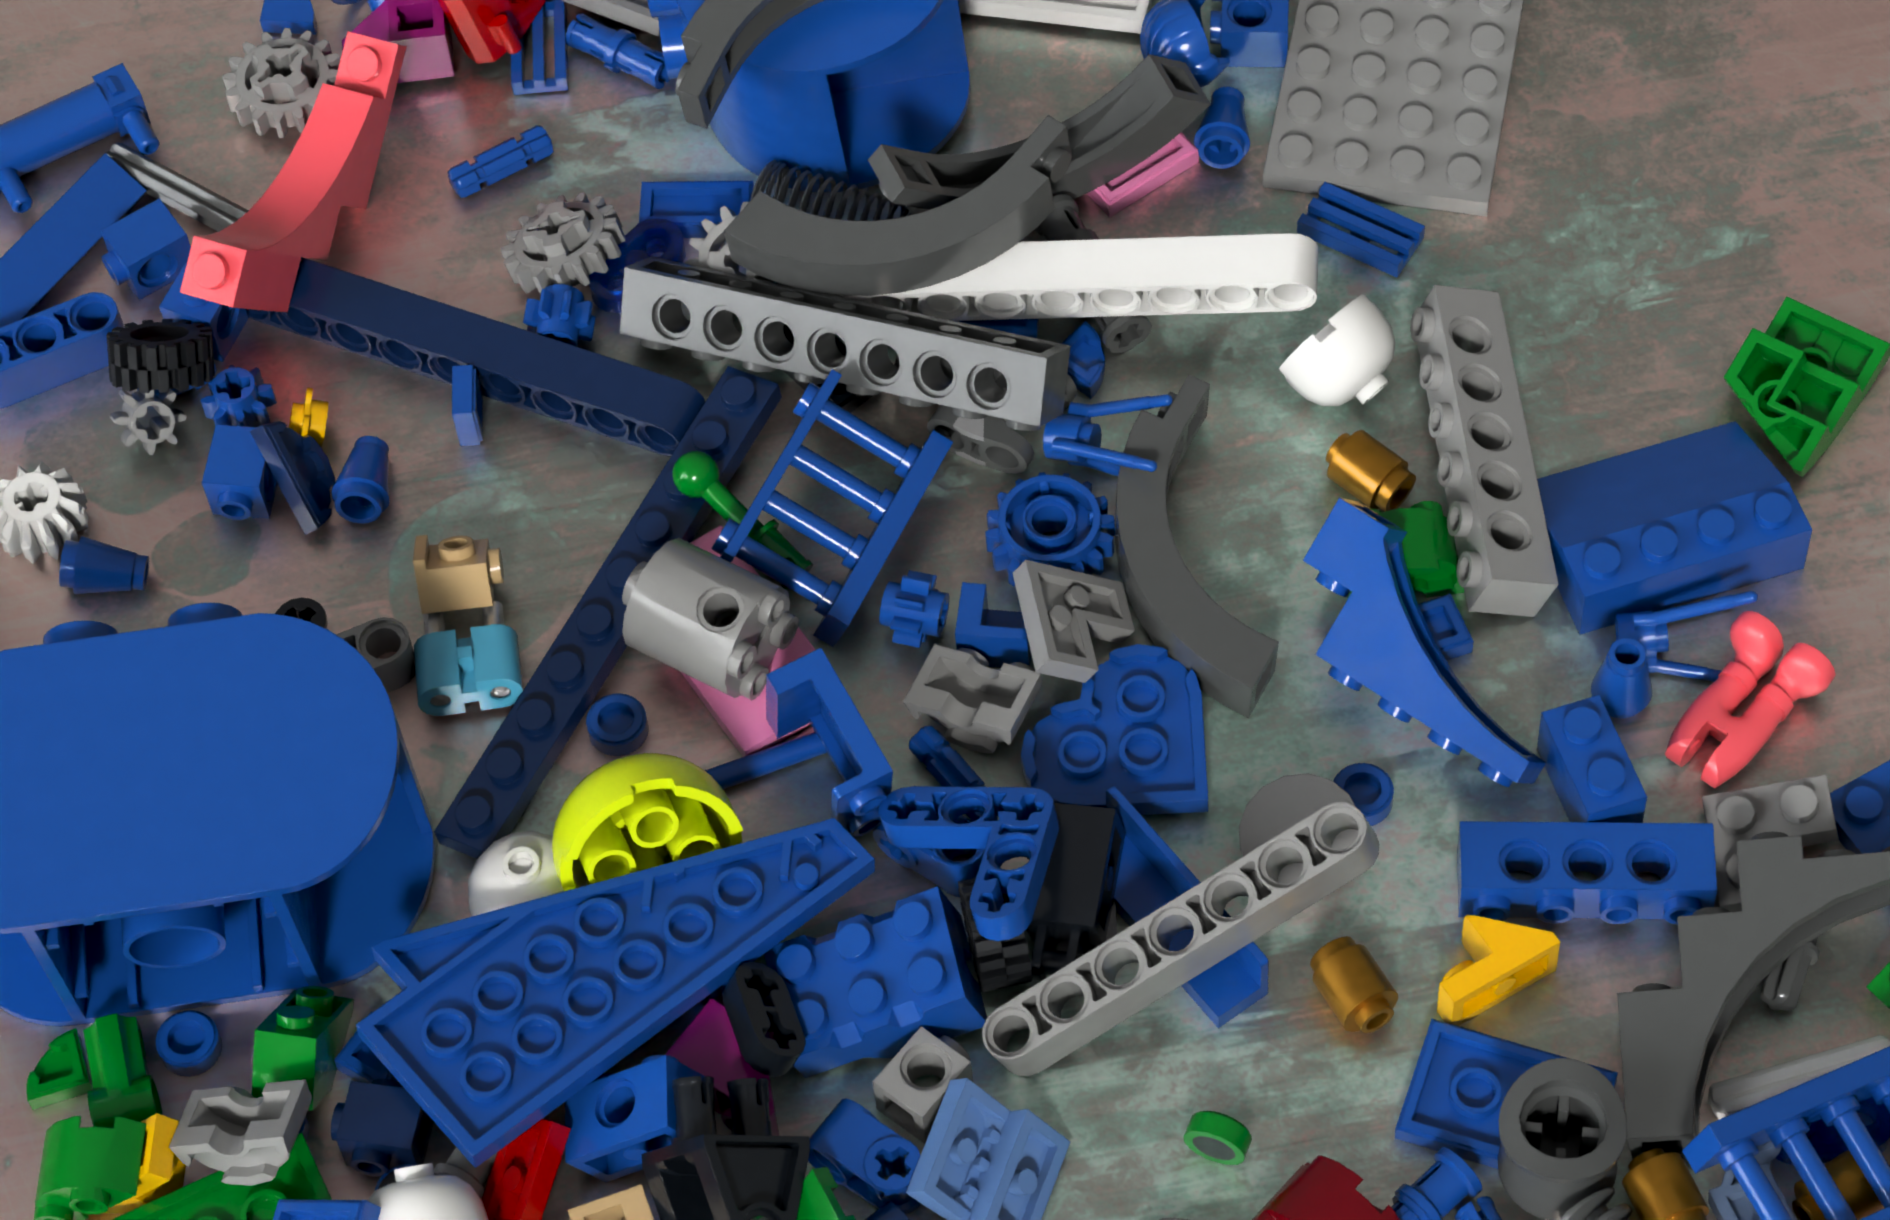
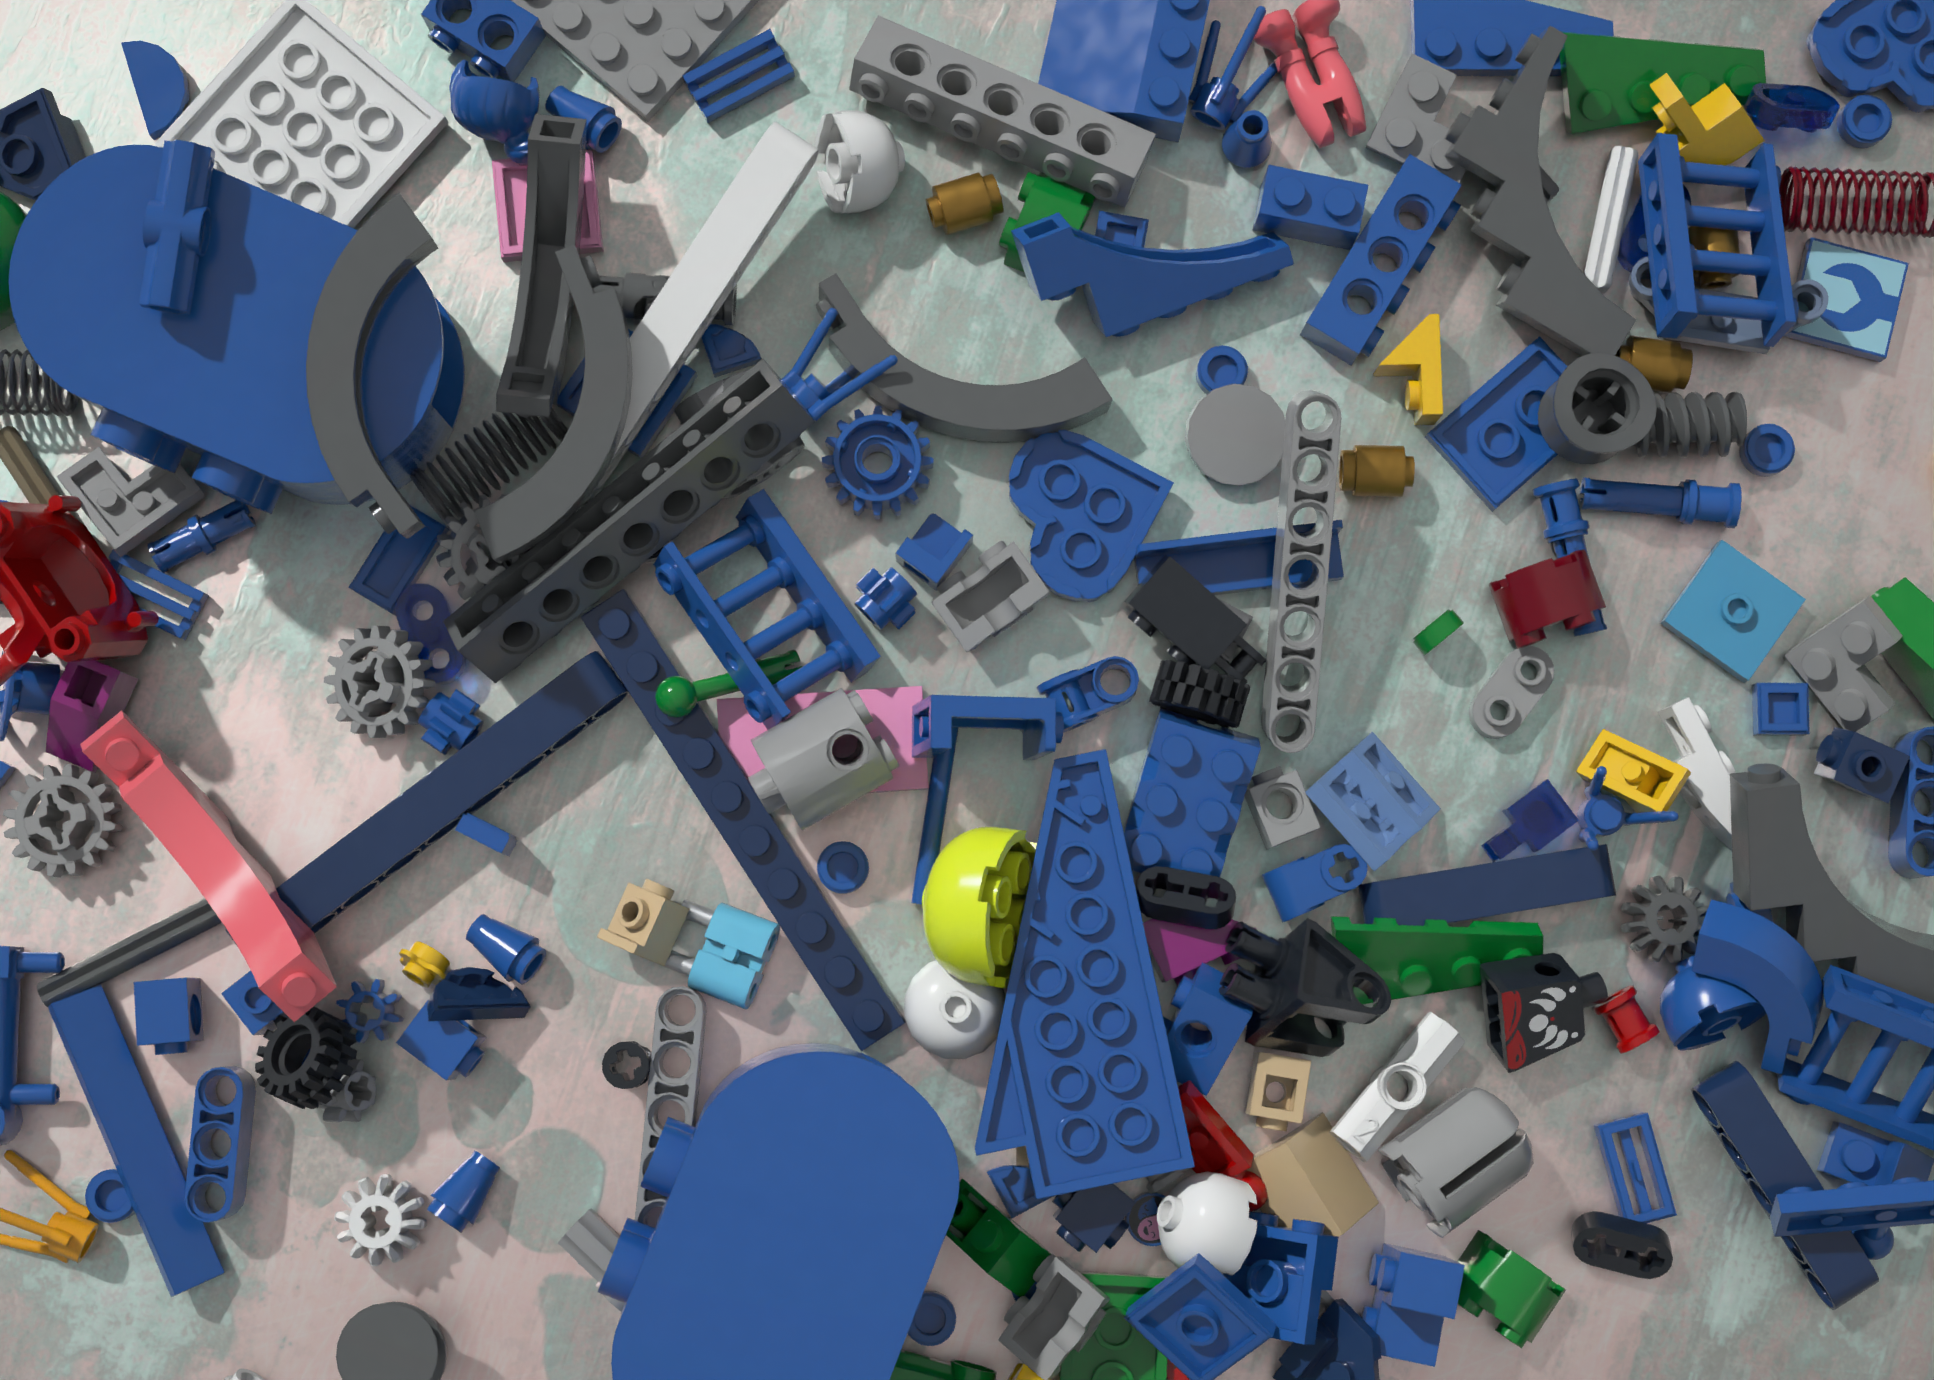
camera: 70 degrees left, 25 degrees up
(500, 161) = (253, 686): blue axle -> none
(944, 762) = (1038, 647): blue axle -> none
(1024, 829) = (1155, 646): blue beam -> none
(1064, 613) = (961, 497): light grey plate -> none

